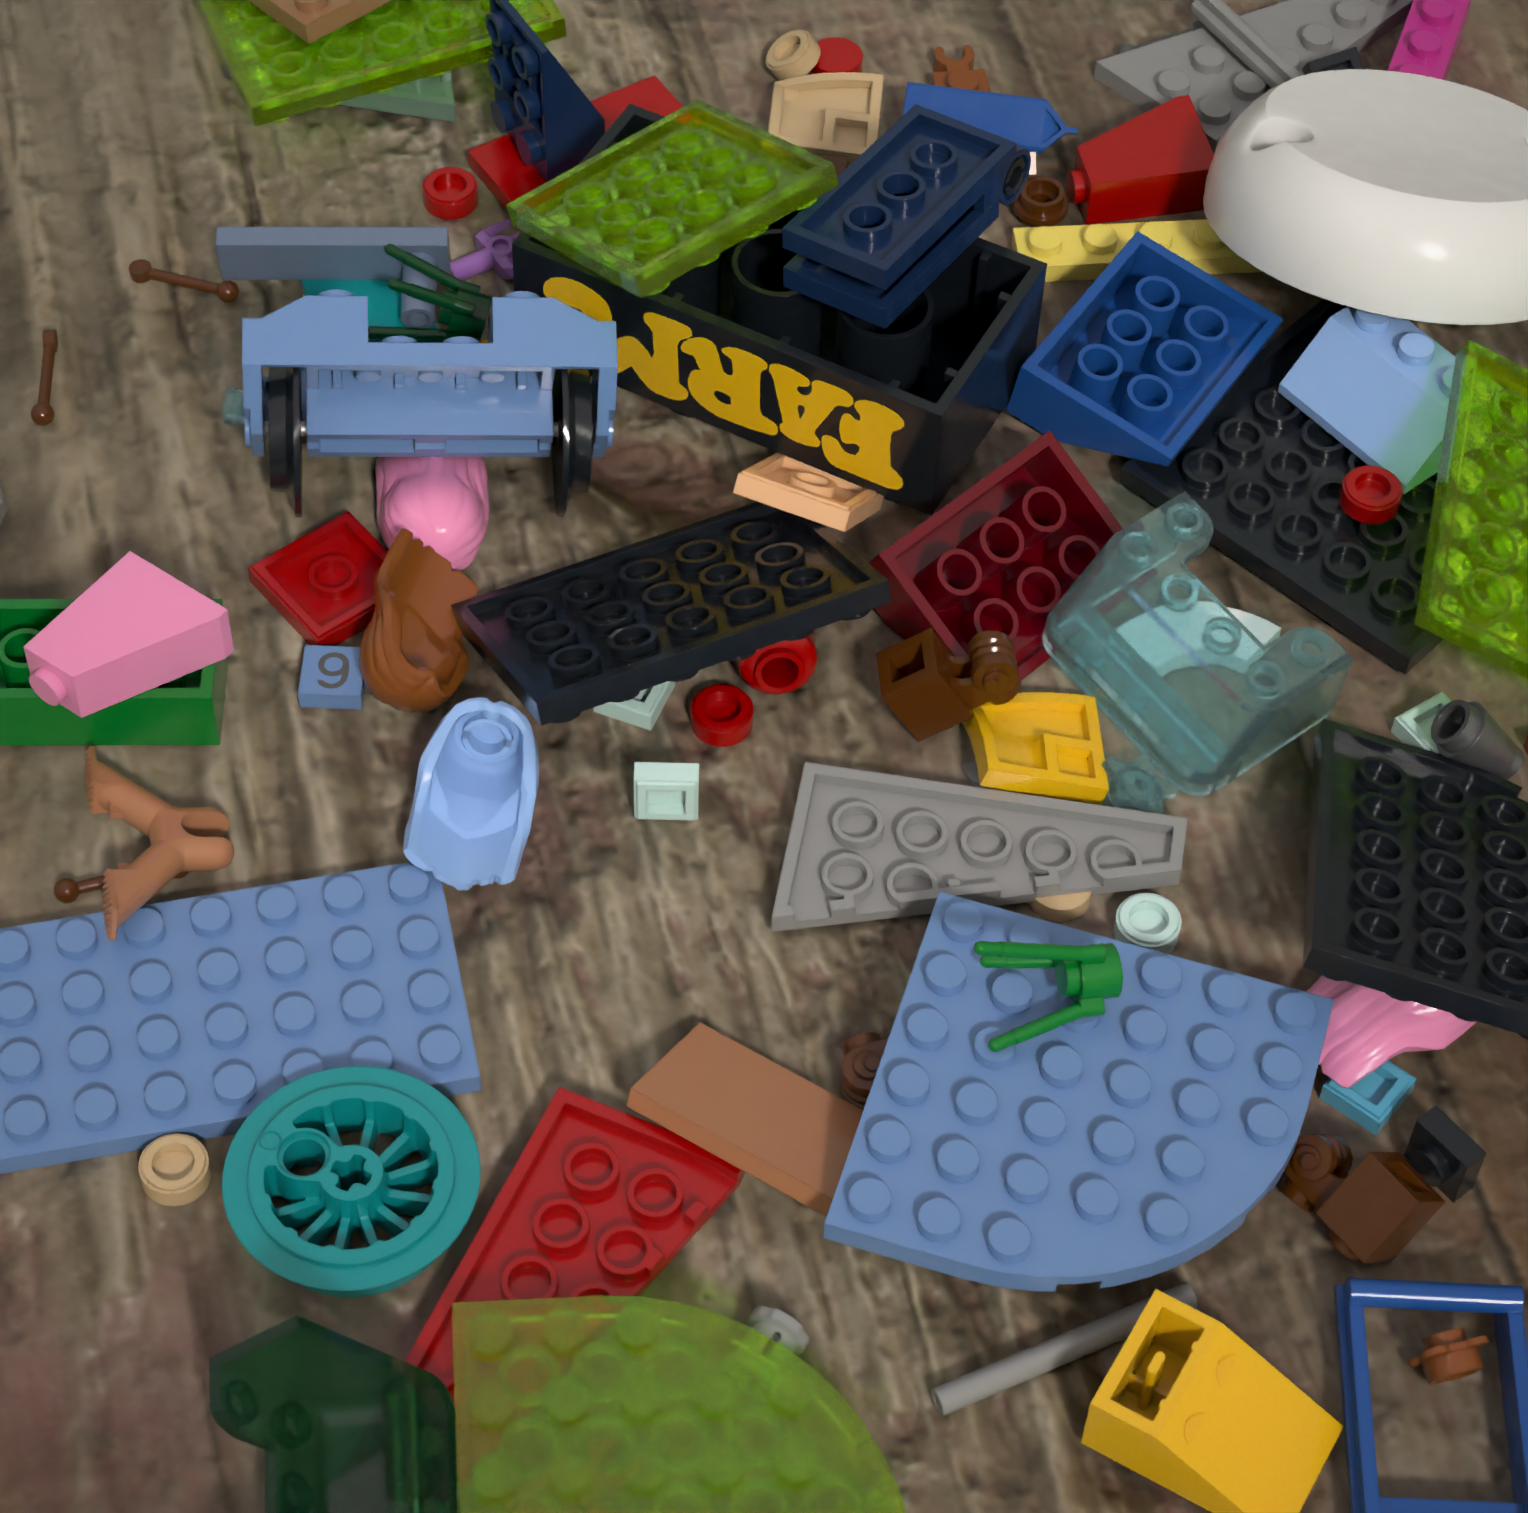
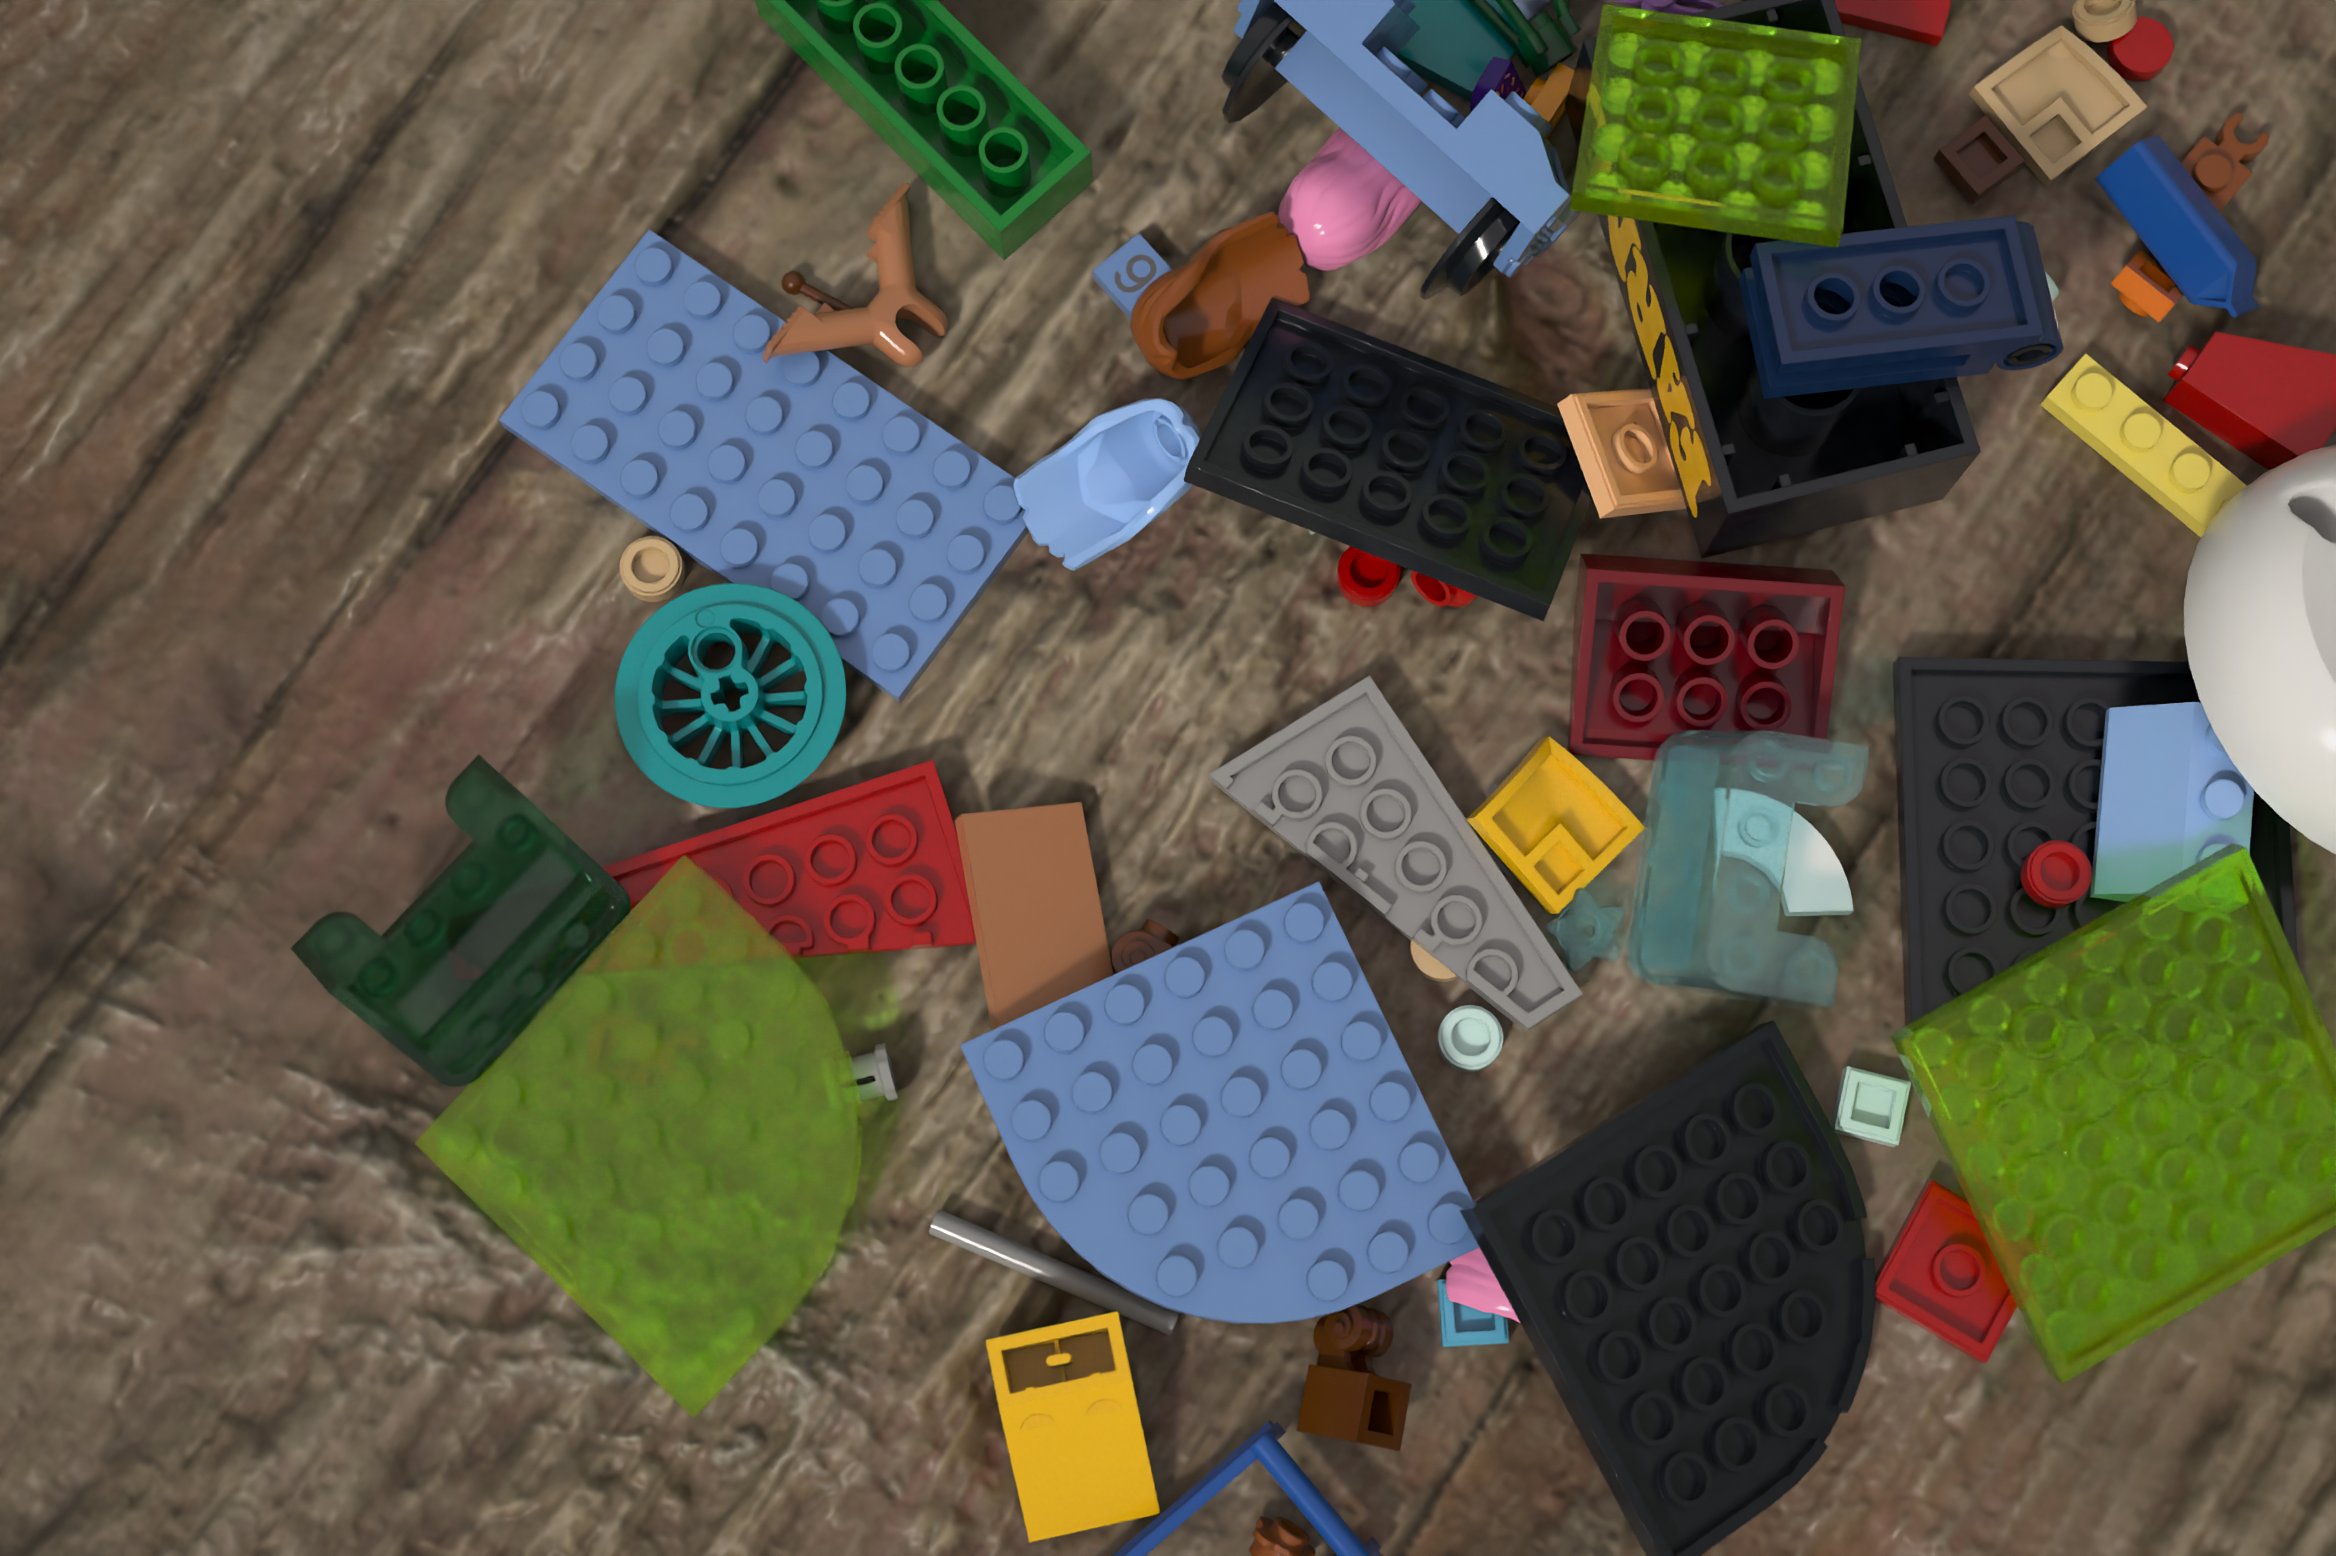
camera: 50 degrees right, 25 degrees up
(126, 638) = (974, 130): bright pink slope -> none
(323, 580) = (1214, 184): red tile -> none
(666, 791) = (1251, 602): light aqua tile -> none
(938, 690) = (1526, 711): reddish brown brick -> none
(1042, 202) = (2149, 335): reddish brown plate -> none
(1082, 972) = (1321, 1049): green plant -> none
(1141, 356) = (2030, 581): blue slope -> none
(1444, 1154) = (1450, 1414): black plate -> none
(1474, 738) = (1871, 1148): flat silver cone -> none

